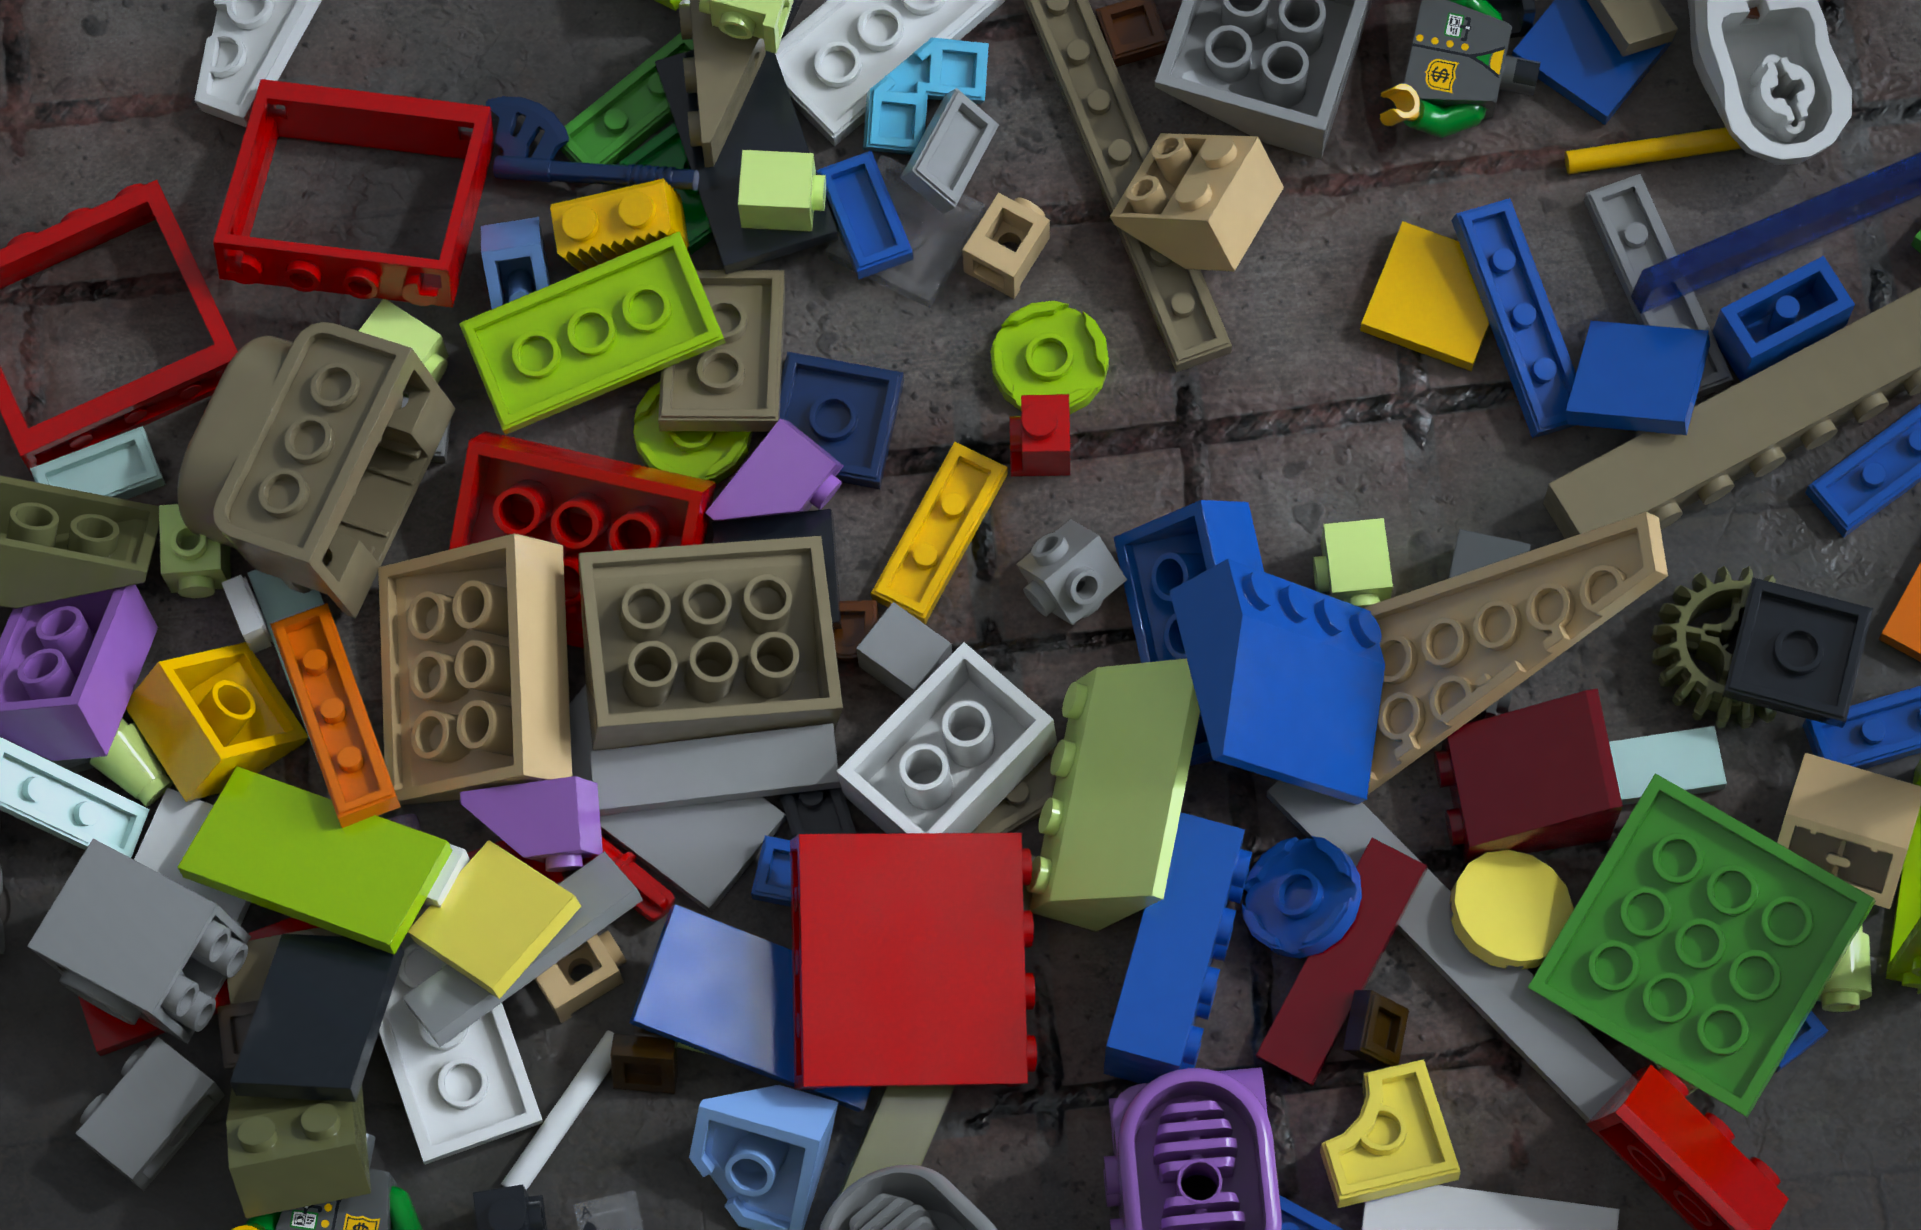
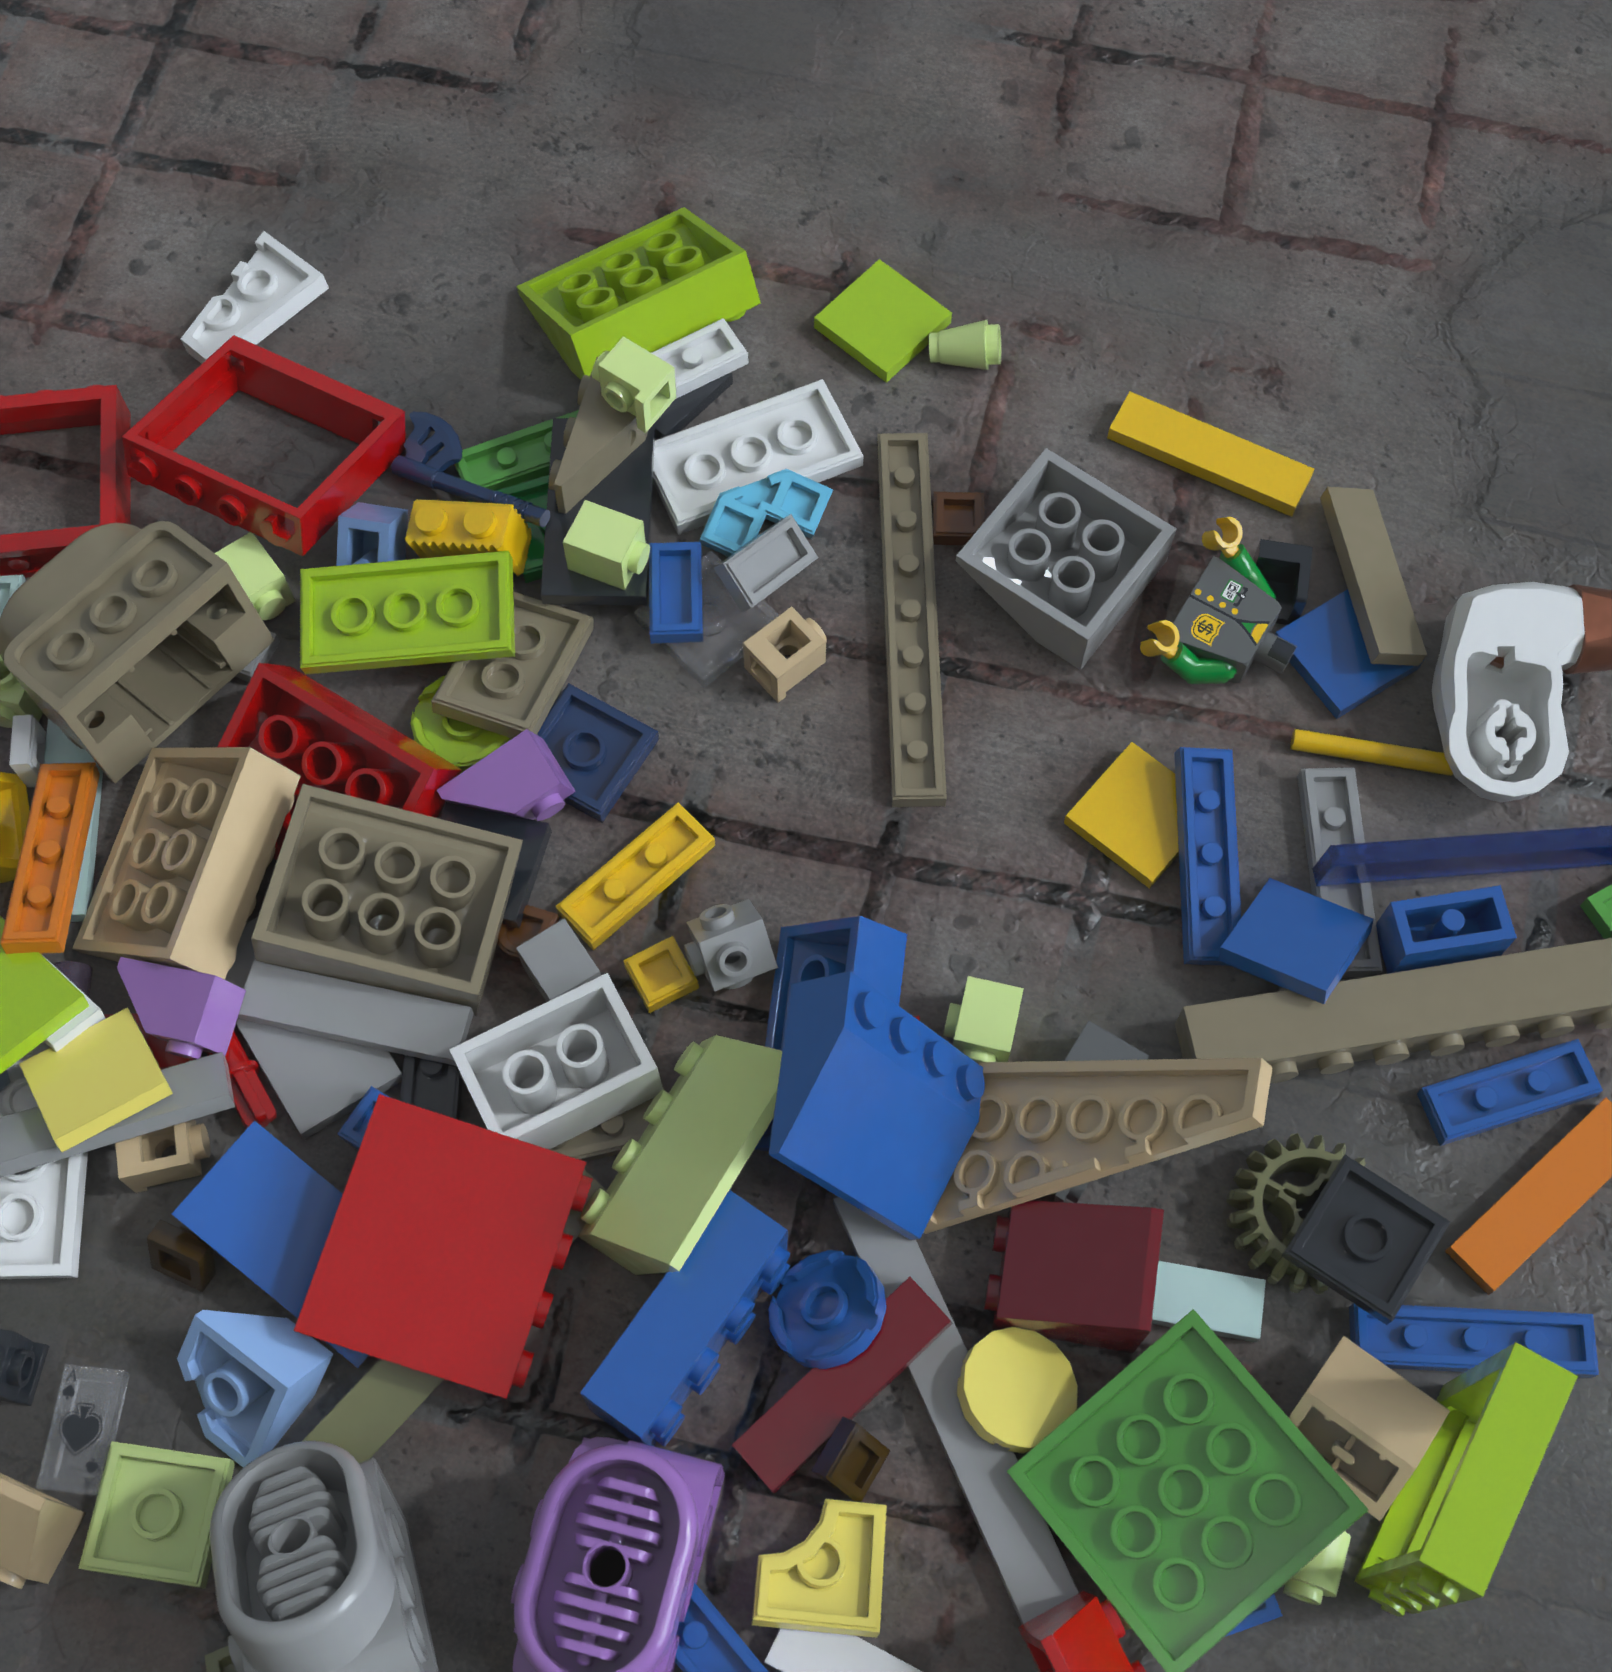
camera: 15 degrees right, 5 degrees down
(562, 1115) = (86, 1283): white bar -> none
(1006, 626) = (661, 974): none -> yellow tile
(1041, 436) = (752, 820): red brick -> none
(1049, 353) = (787, 761): lime tile -> none
(1200, 198) = (962, 666): tan slope -> none

